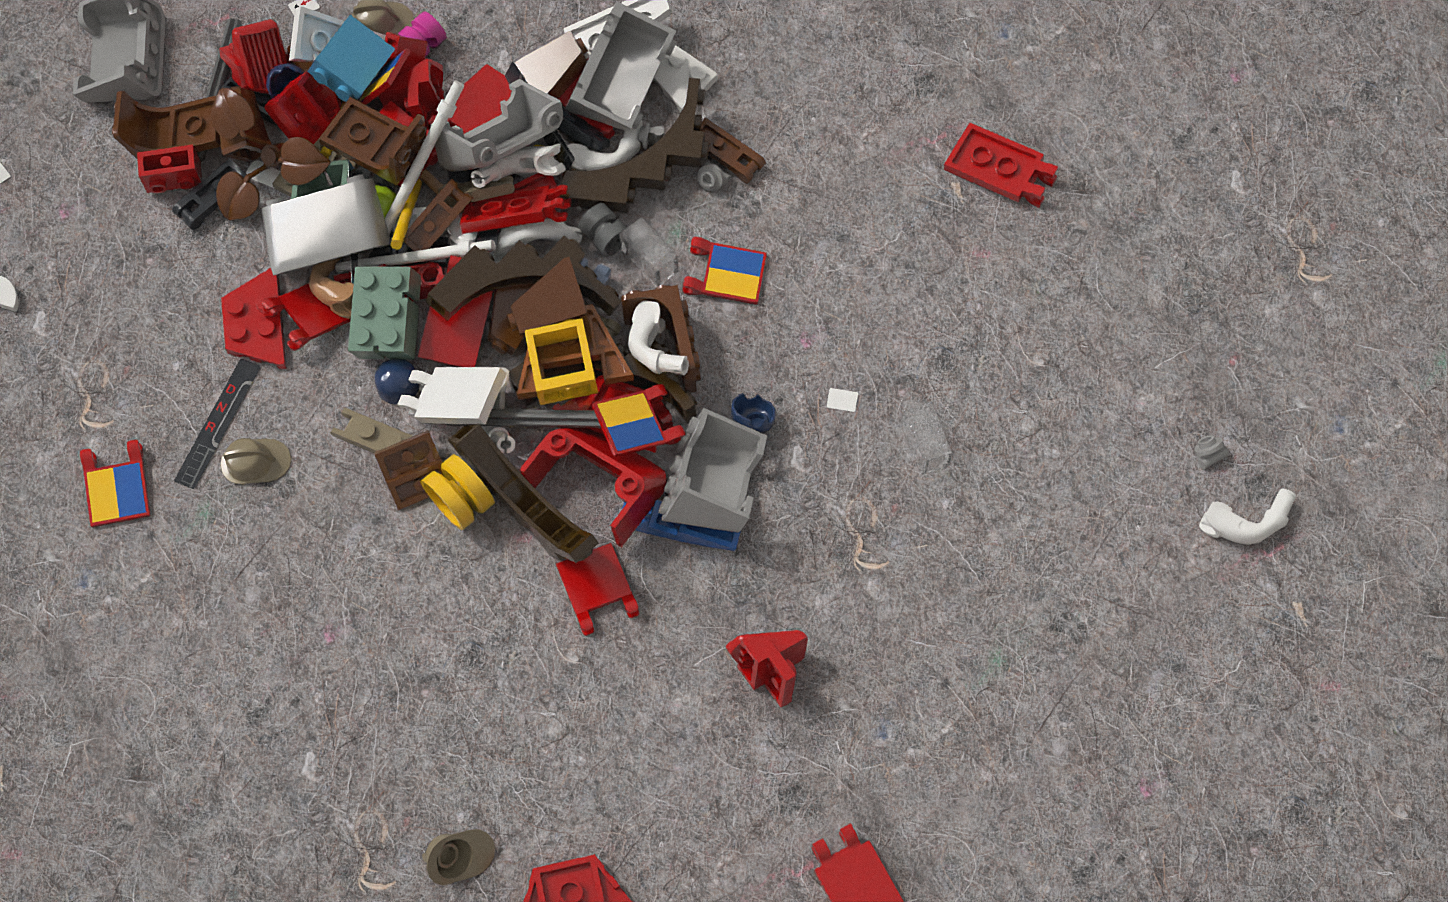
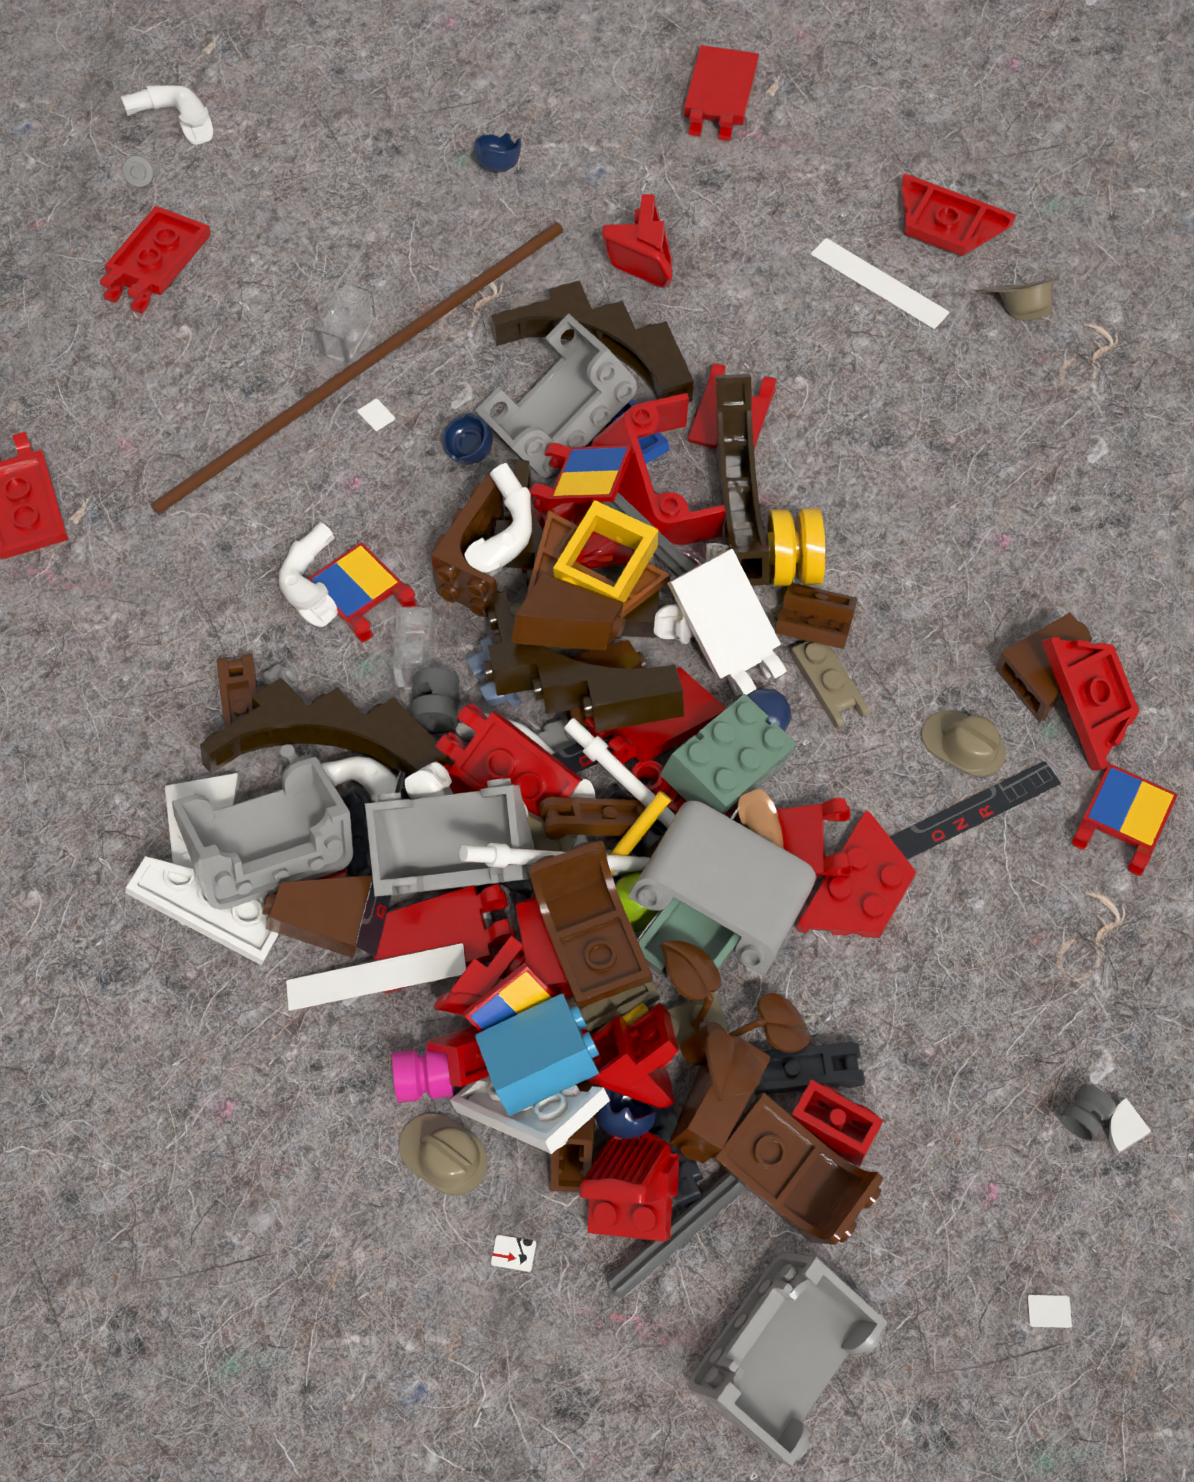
camera: 140 degrees left, 5 degrees down
(30, 281) = (1088, 1112): none -> dark grey wheel
(183, 538) = (1093, 693): none -> red wing
(232, 548) = (1029, 670): none -> reddish brown slope
(497, 62) = (376, 977): none -> white sticker
(581, 796) = (880, 283): none -> white sticker
(693, 583) = (647, 350): none -> dark brown arch
(746, 232) = (308, 598): none -> white piece
(886, 440) = (354, 370): none -> reddish brown piece
(969, 672) = (497, 152): none -> dark blue hair
(1119, 393) = (153, 256): none -> red tile

